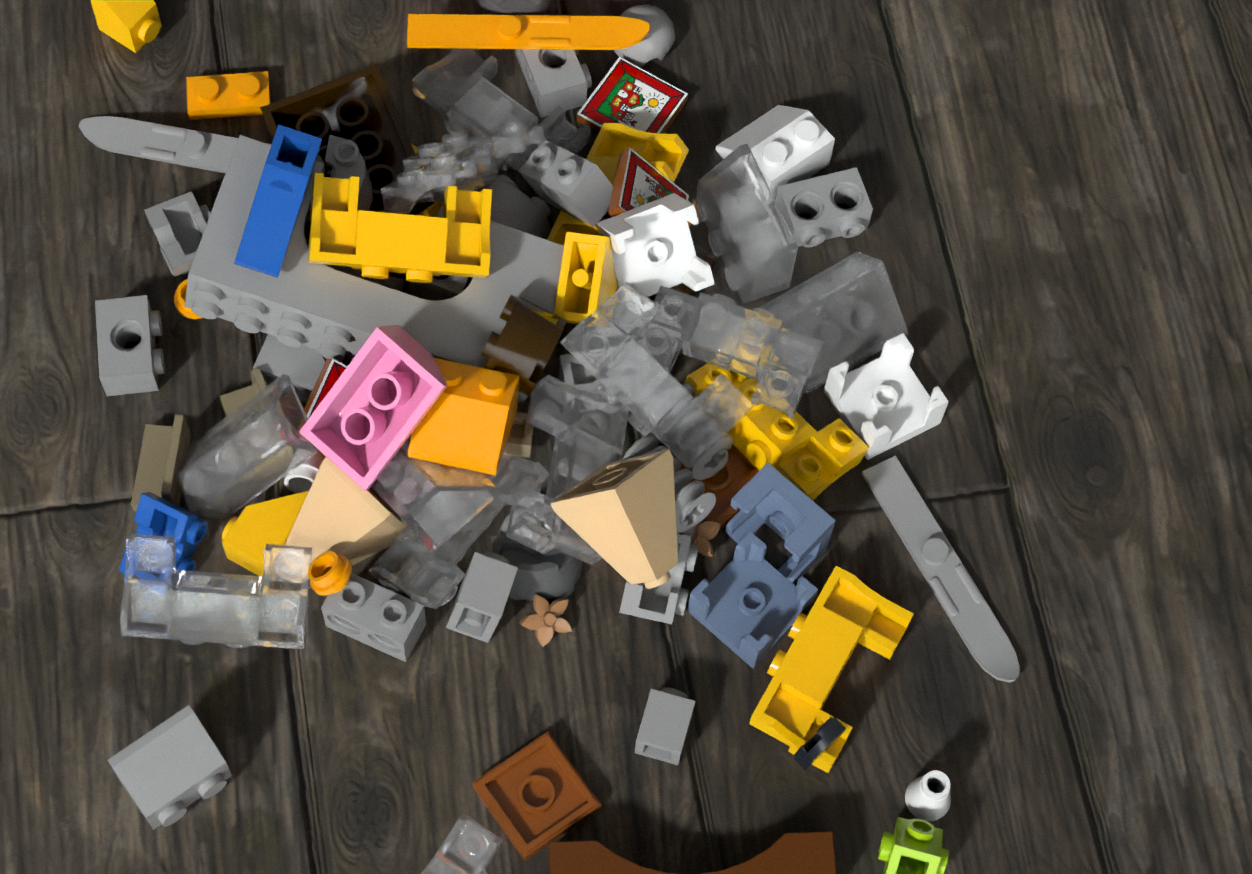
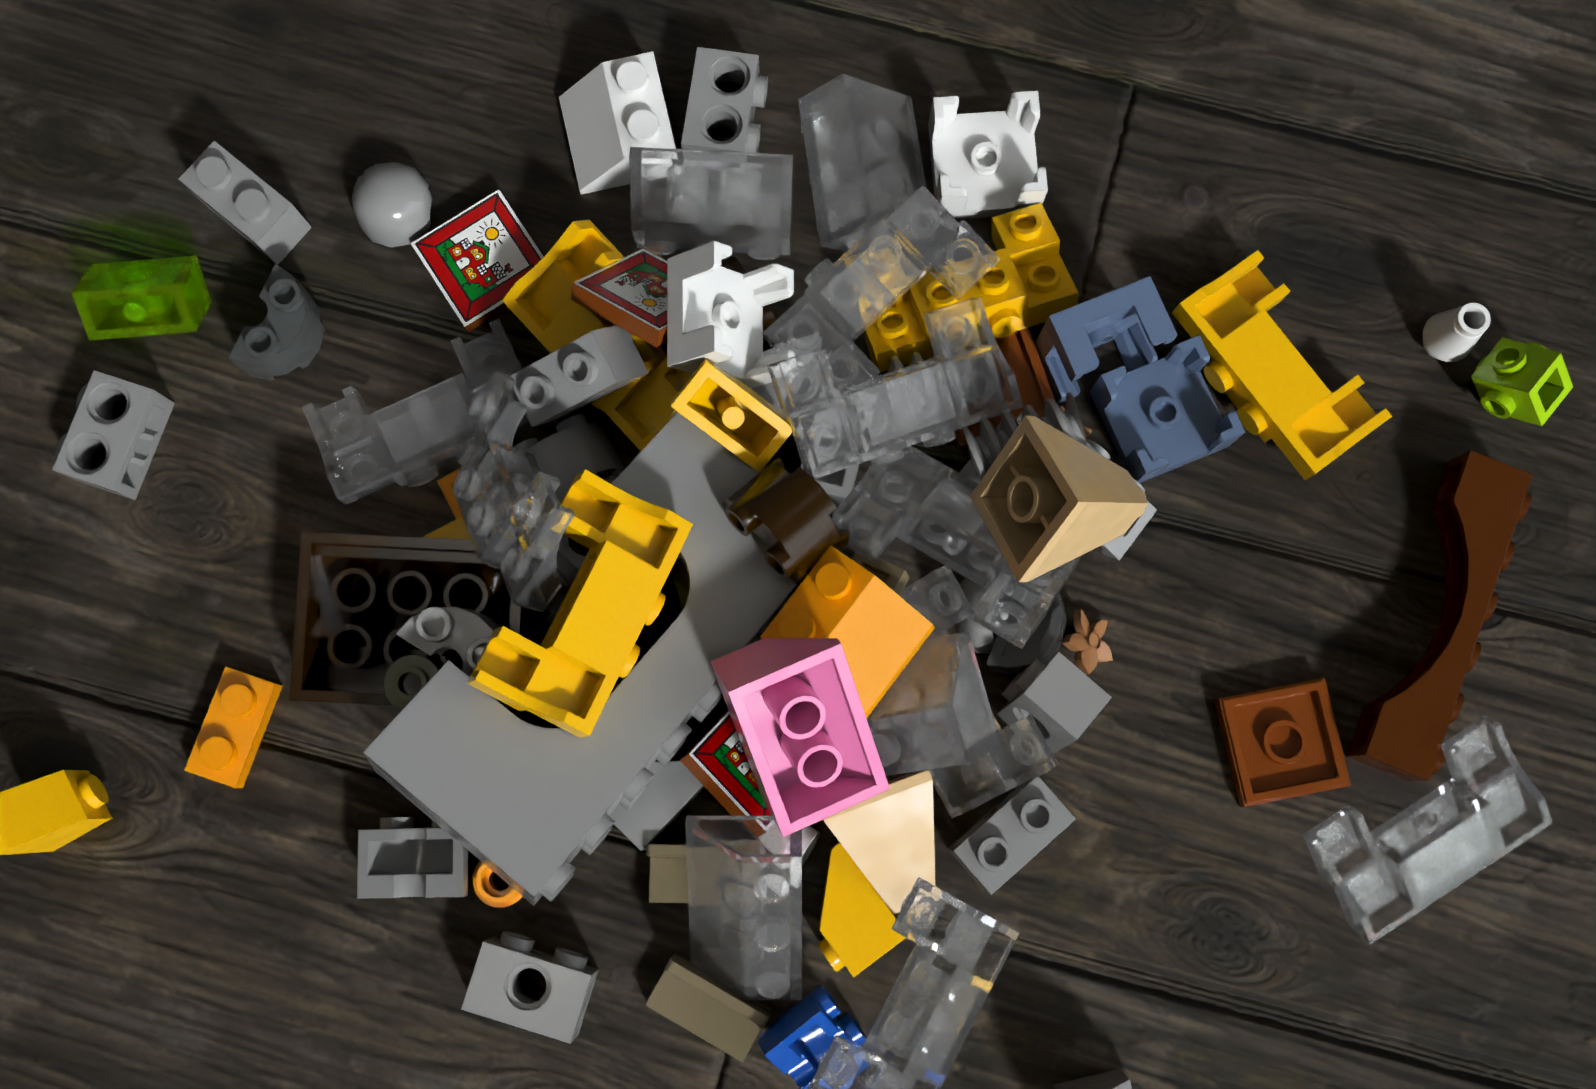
camera: 60 degrees left, 15 degrees up
(160, 142) = (288, 816): light grey piece -> none
(278, 200) = (492, 742): blue slope -> none
(329, 573) = (954, 878): light orange plate -> none
(524, 32) = (332, 338): light orange piece -> none
(554, 86) = (414, 342): light grey brick -> none
(664, 725) = (1268, 569): light grey brick -> none
(819, 743) = (1377, 416): black tile -> none
(943, 569) = (1198, 197): light grey piece -> none

